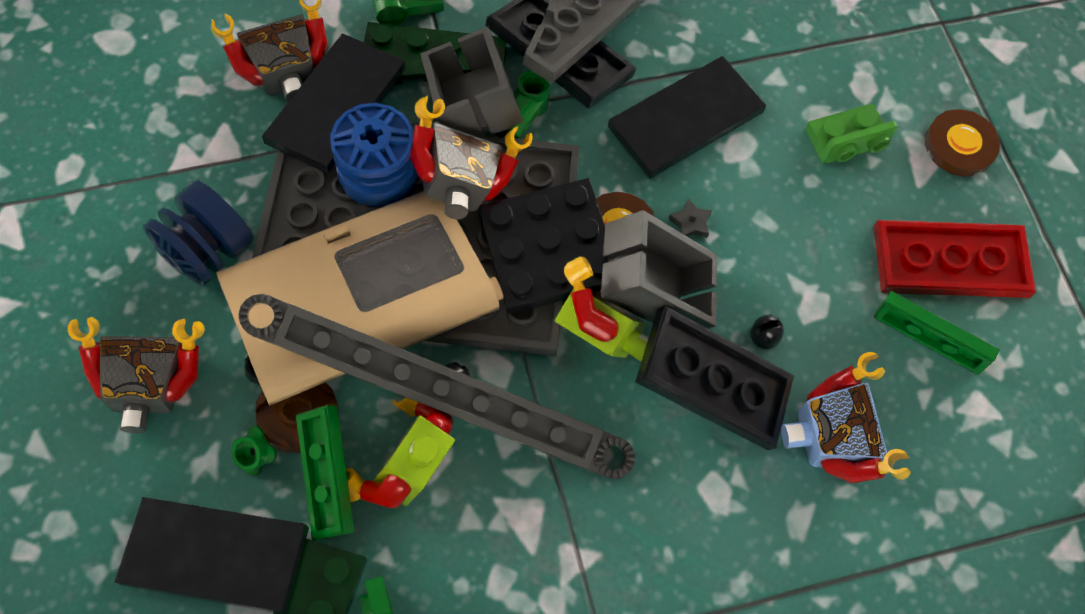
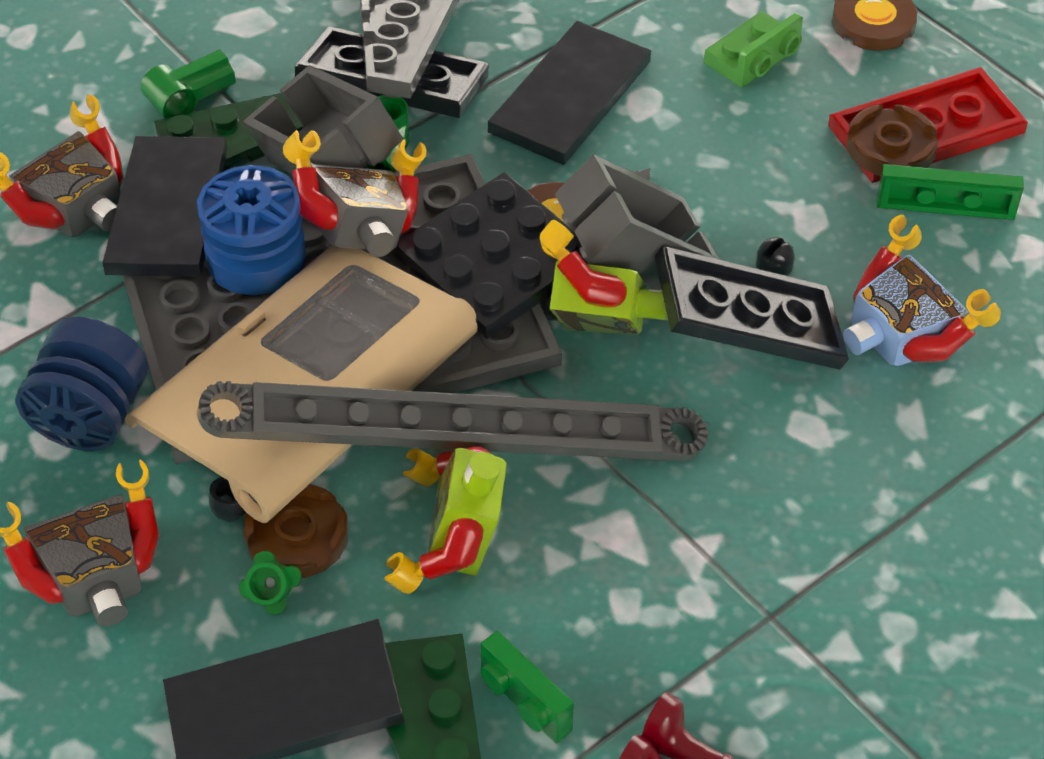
camera: 20 degrees left, 15 degrees down
(324, 473) = (369, 565): green tile -> none
(913, 266) = (891, 138): none -> reddish brown tile

